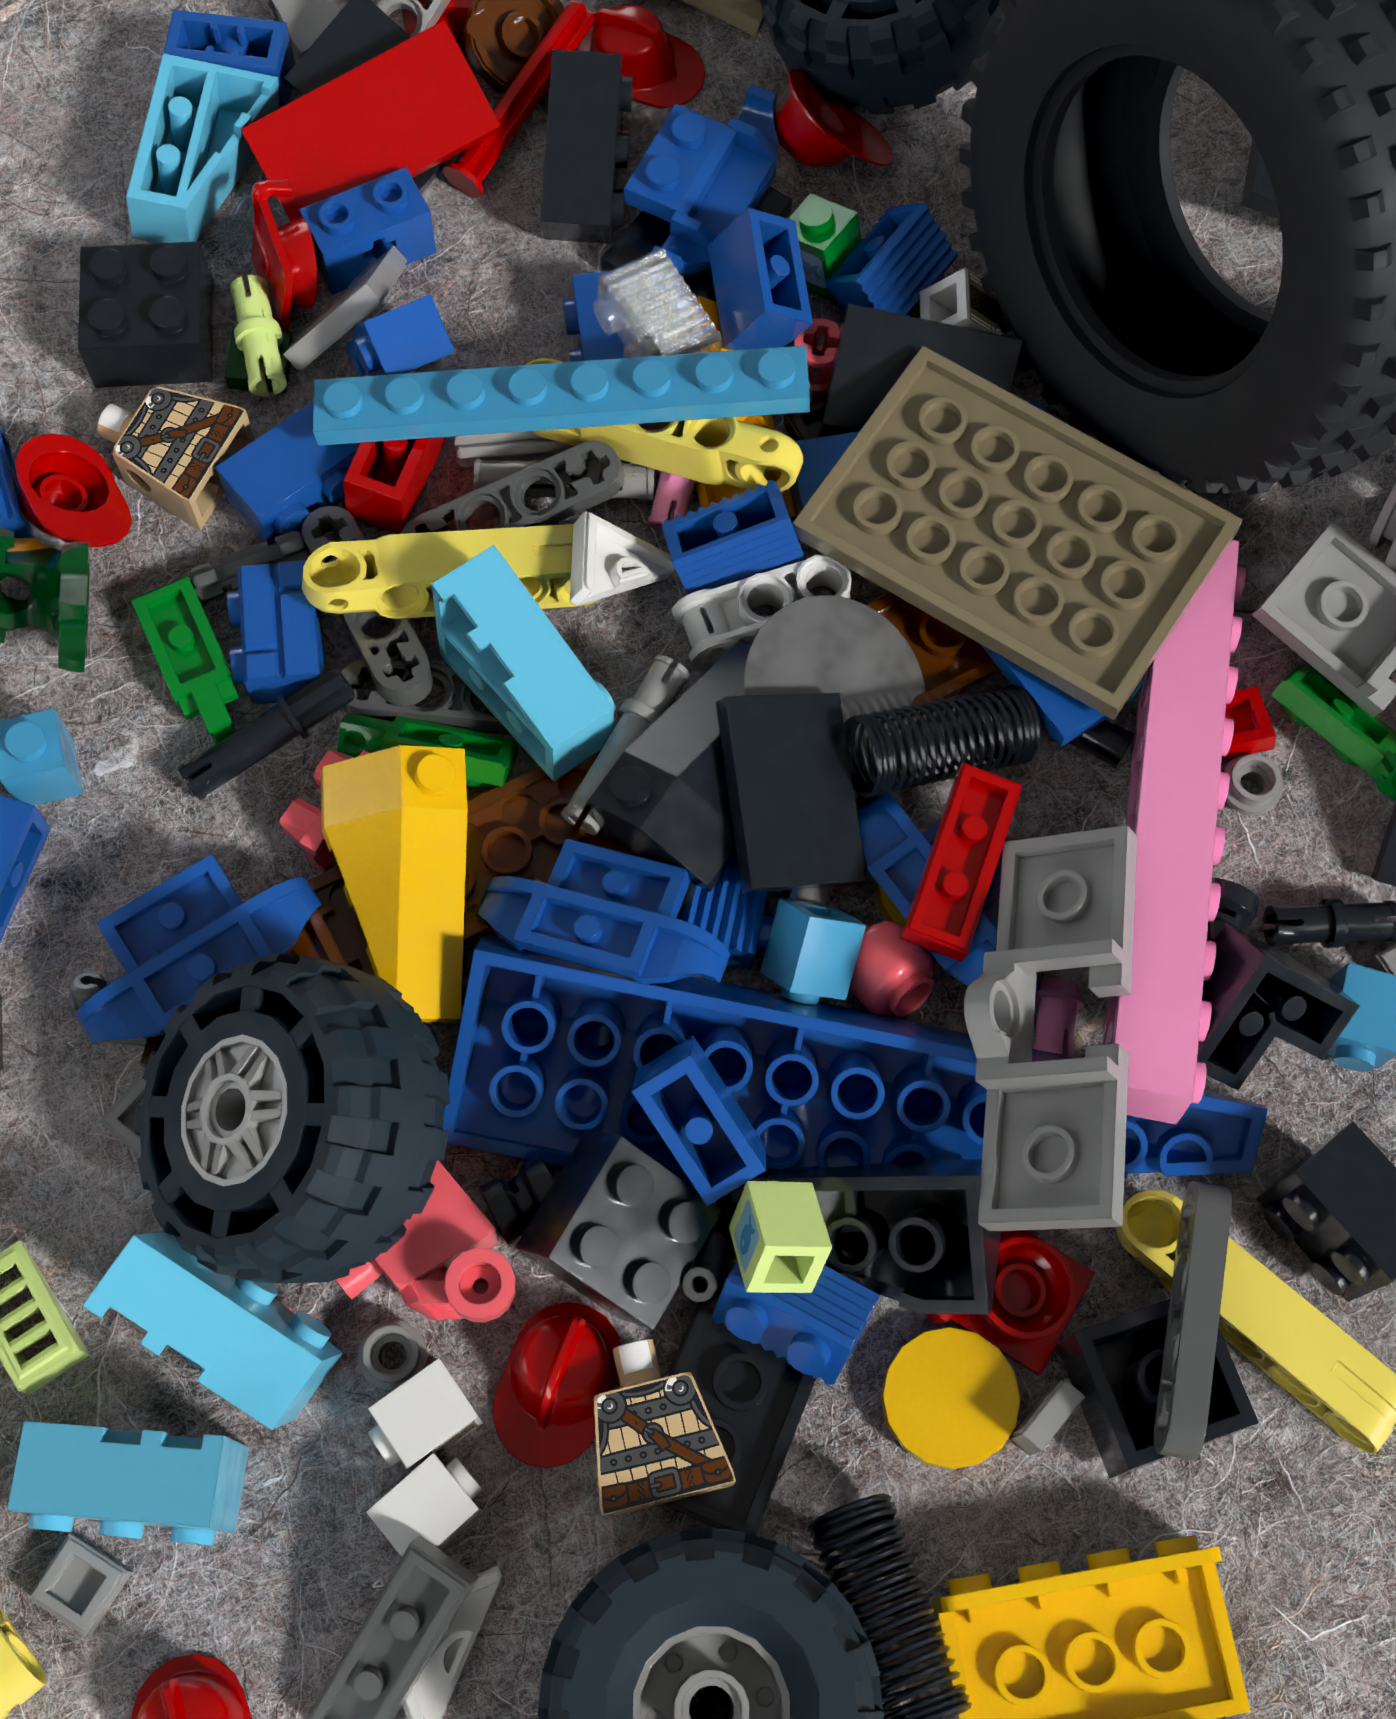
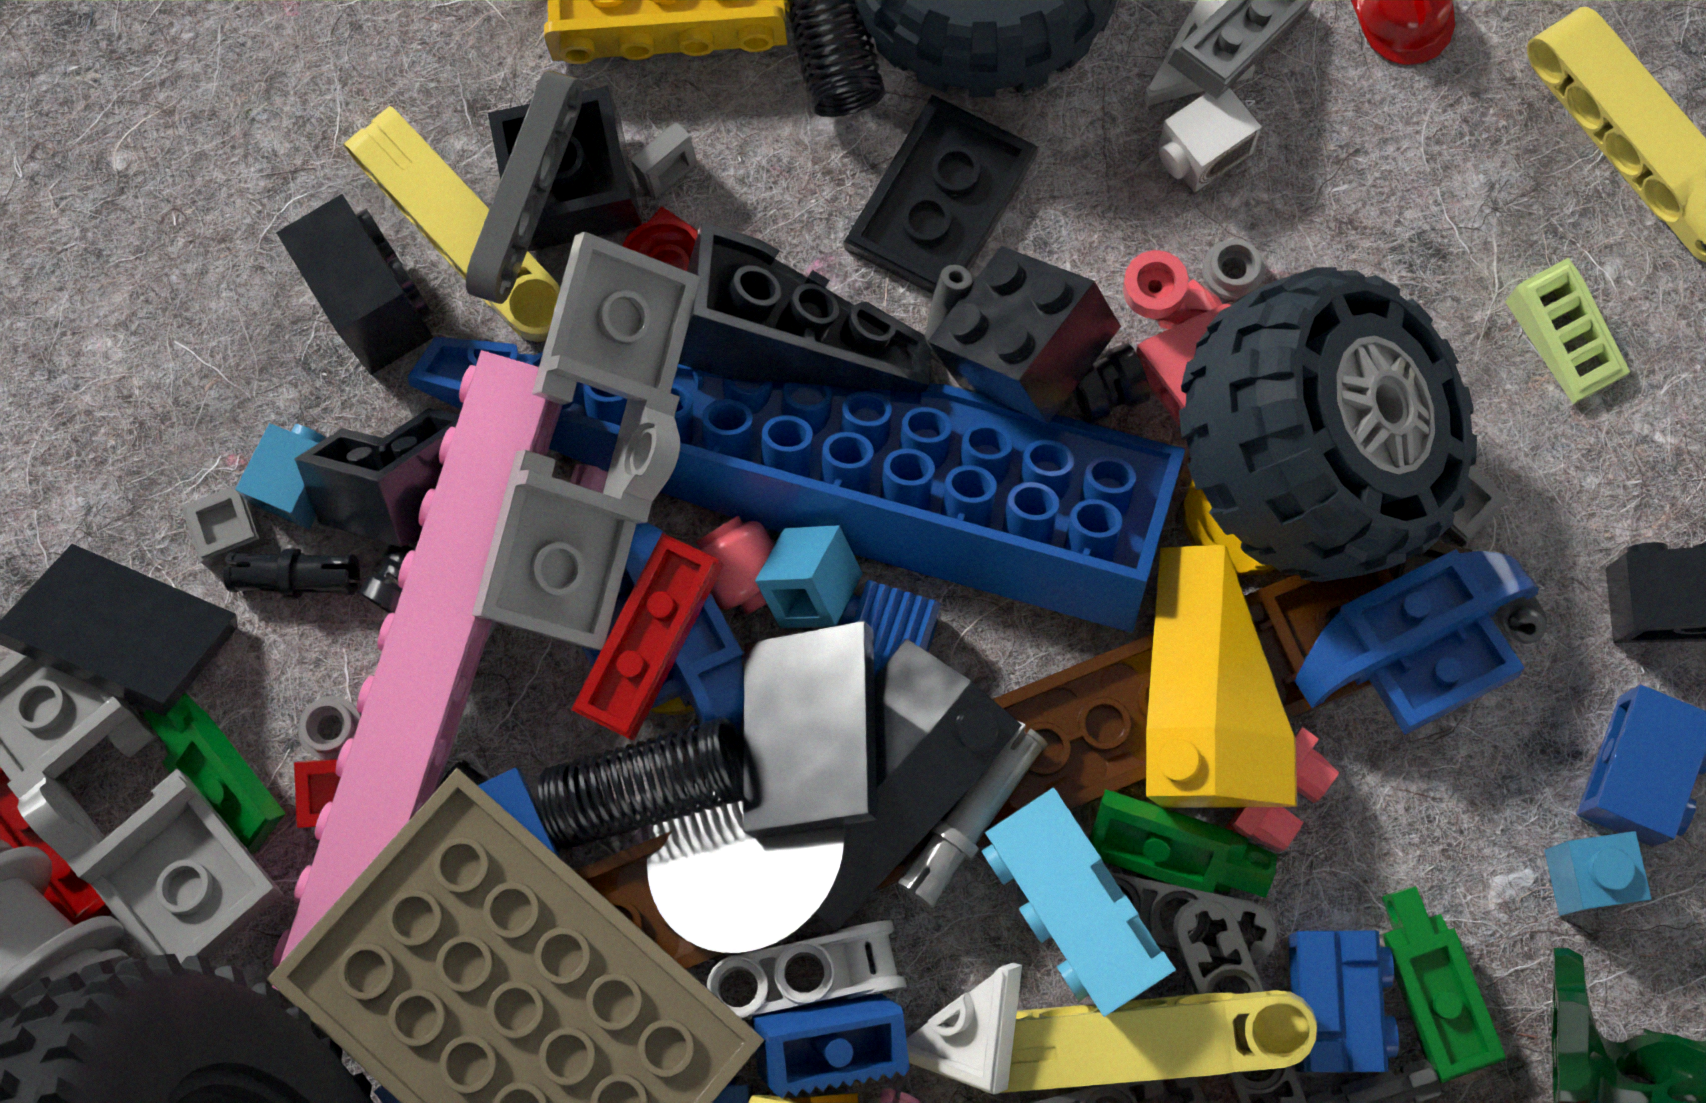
camera: 160 degrees left, 5 degrees up
(79, 1585) = (1503, 119): light grey tile -> none
(128, 1481) = (1464, 178): medium azure wedge -> none
(223, 1325) = (1368, 243): medium azure wedge -> none
(267, 733) = (1333, 890): black axle -> none
(422, 1417) = (1207, 209): white brick -> none
(550, 1384) = (1092, 230): red piece -> none
(606, 915) = (1016, 614): blue plate -> none
(654, 1437) = (1007, 162): torso -> none
(699, 1120) = (942, 406): blue brick -> none
(779, 1237) = (880, 298): yellowish green brick -> none
(807, 1329) = (871, 258): blue brick -> none
(950, 1398) = (746, 186): yellow tile -> none

